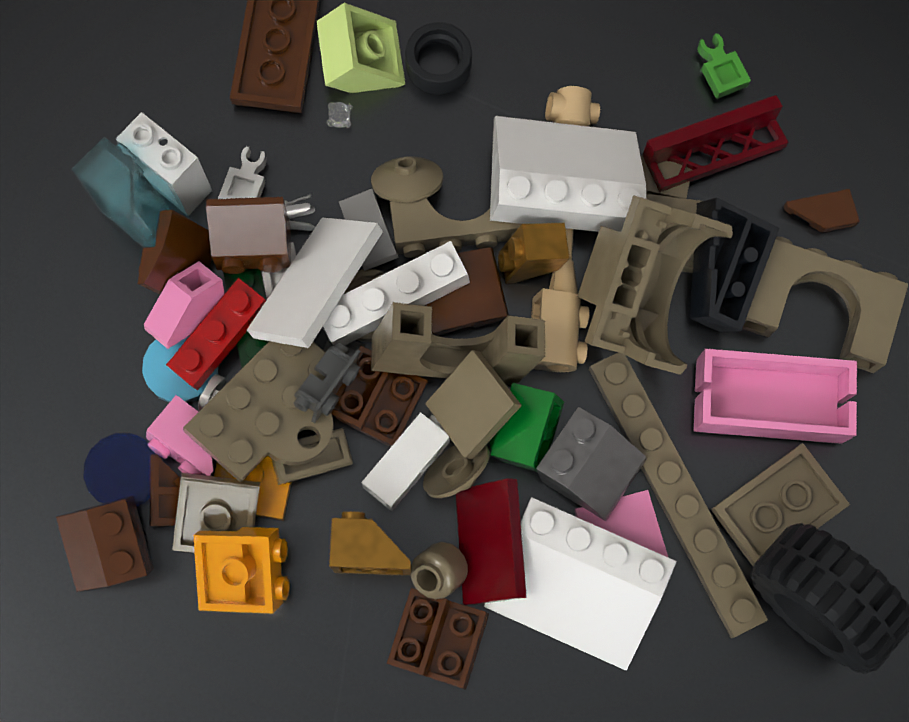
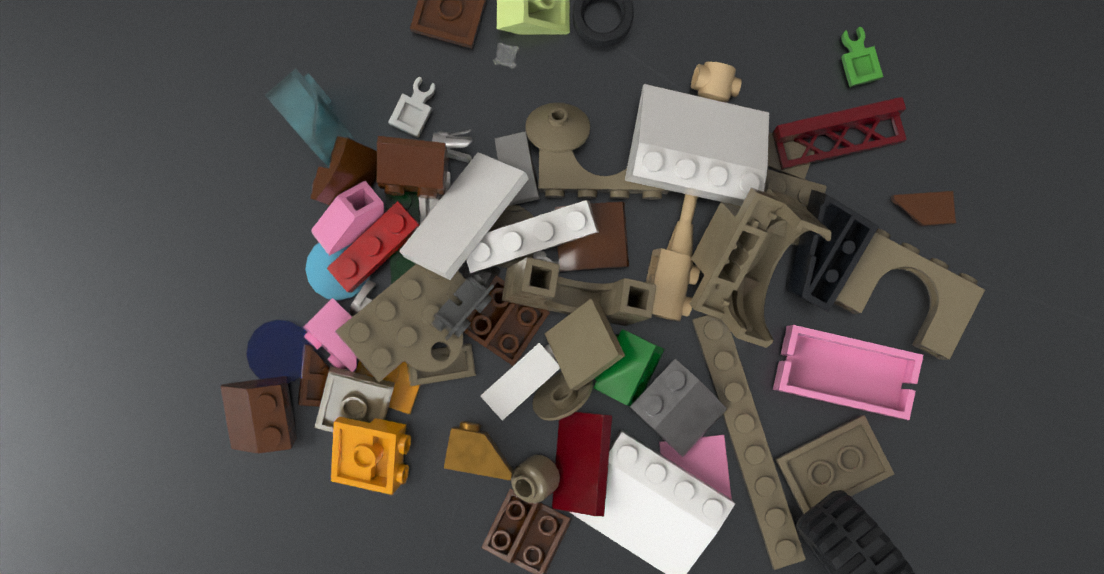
camera: 10 degrees right, 10 degrees up
(168, 168) = (345, 87): white window -> none
(534, 251) = (659, 213): pearl gold slope -> none

